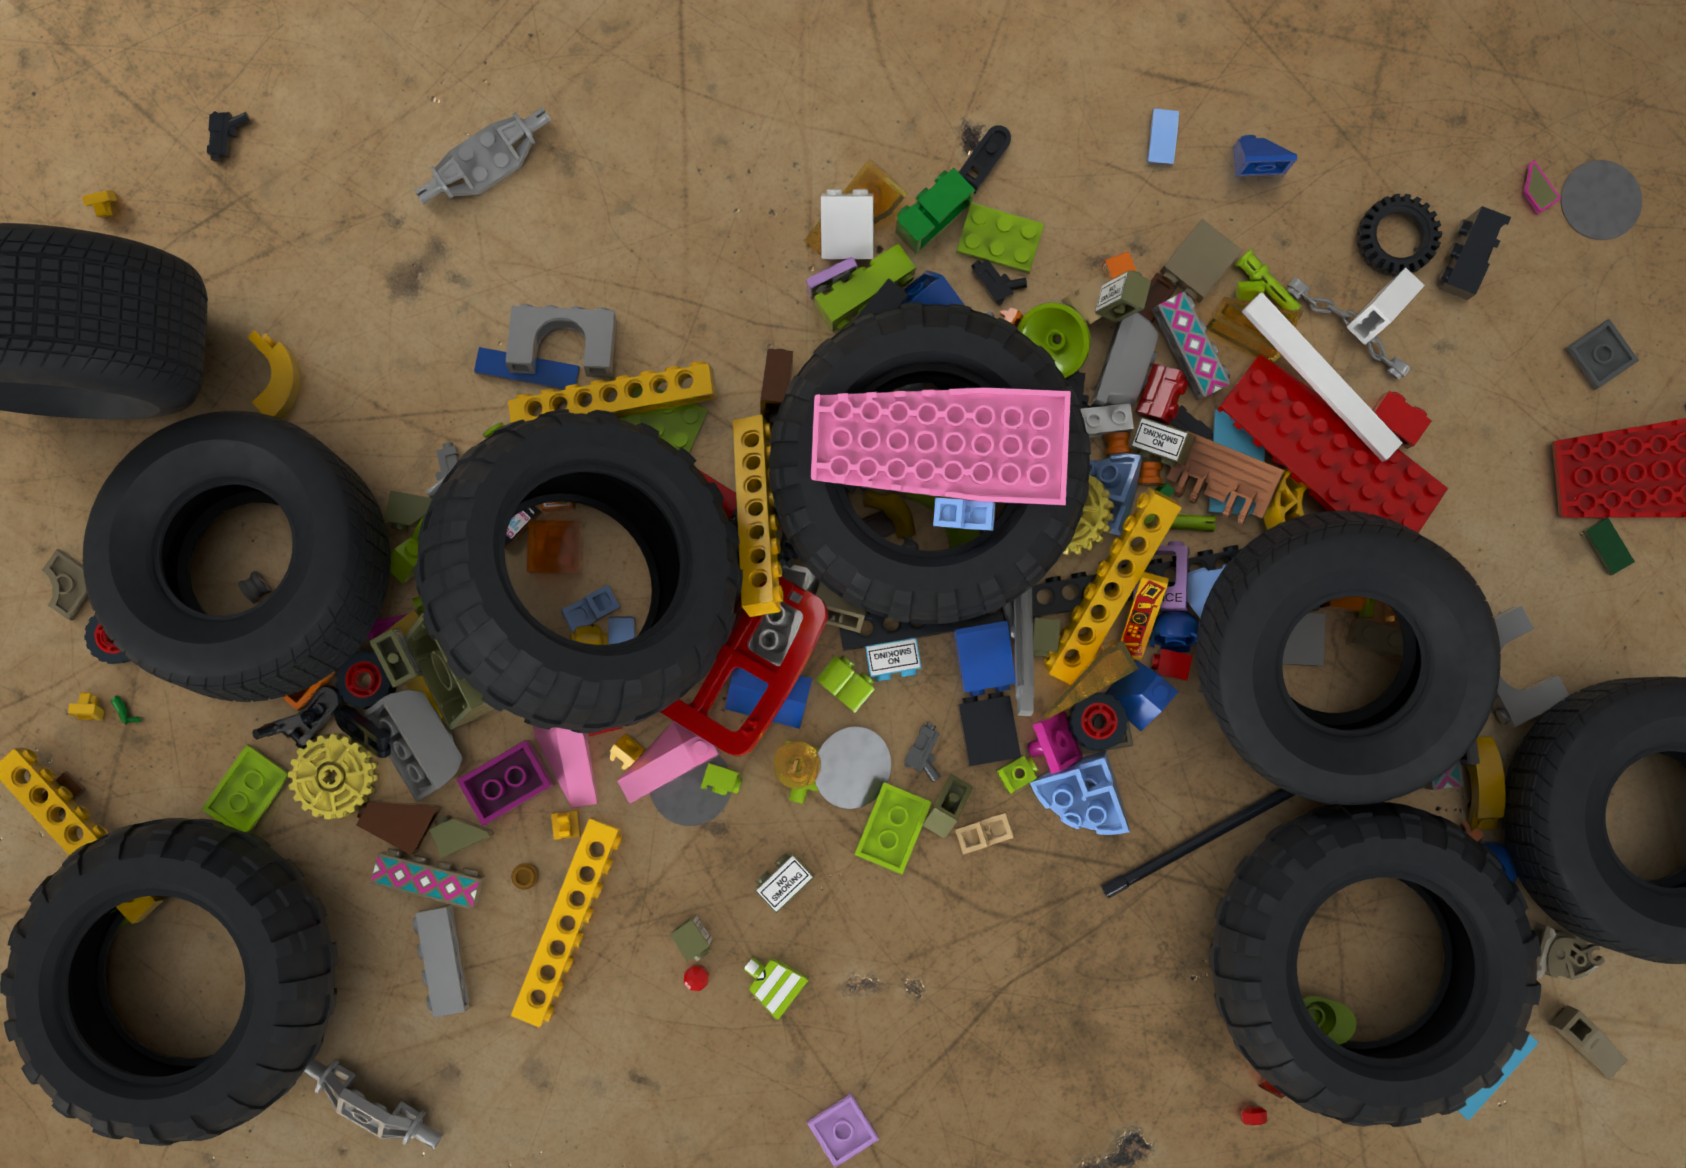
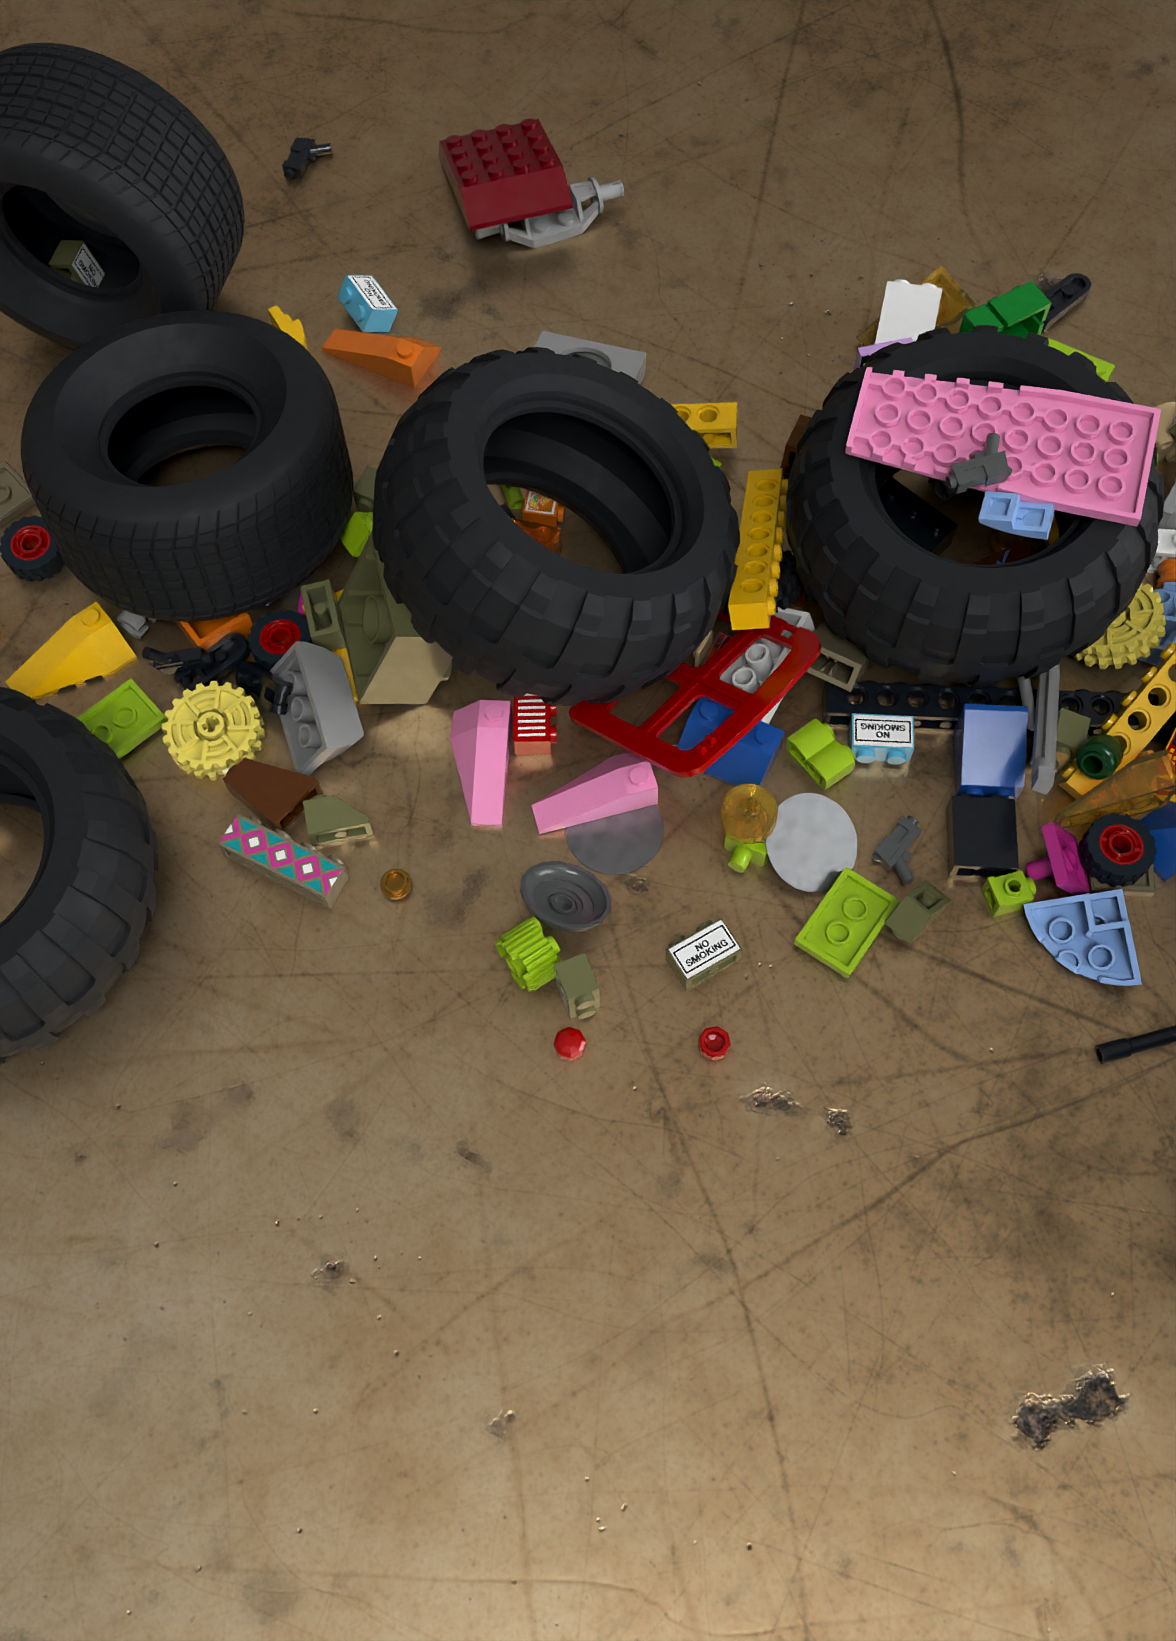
camera: 15 degrees right, 20 degrees down
(121, 709) = (11, 623): green piece -> none
(188, 733) = (77, 652): none -> yellow wedge
(338, 306) = (367, 303): none -> medium azure brick
(368, 1115) = (127, 1107): light grey plate -> none
(374, 351) = (389, 355): none -> orange wedge
(430, 134) = (505, 174): none -> dark red slope
(441, 961) = (271, 954): light grey brick -> none
(505, 782) = (405, 772): magenta brick -> none
(526, 1006) = (490, 850): yellow brick -> none
(566, 825) = (459, 839): yellow tile -> none
(626, 750) = (551, 771): yellow tile -> none
(647, 920) = (529, 954): none -> lime brick
(664, 861) = (565, 896): none -> dark grey hat
(721, 779) = (653, 823): lime brick -> none
(775, 984) = (666, 1070): torso -> none
(808, 952) = (714, 1043): none -> red tile
(842, 1130) = (713, 1277): lavender tile -> none
(933, 483) = (985, 468): none -> dark grey piece
(985, 833) = (958, 954): tan slope -> none
(1070, 657) = (1099, 756): none -> dark green head

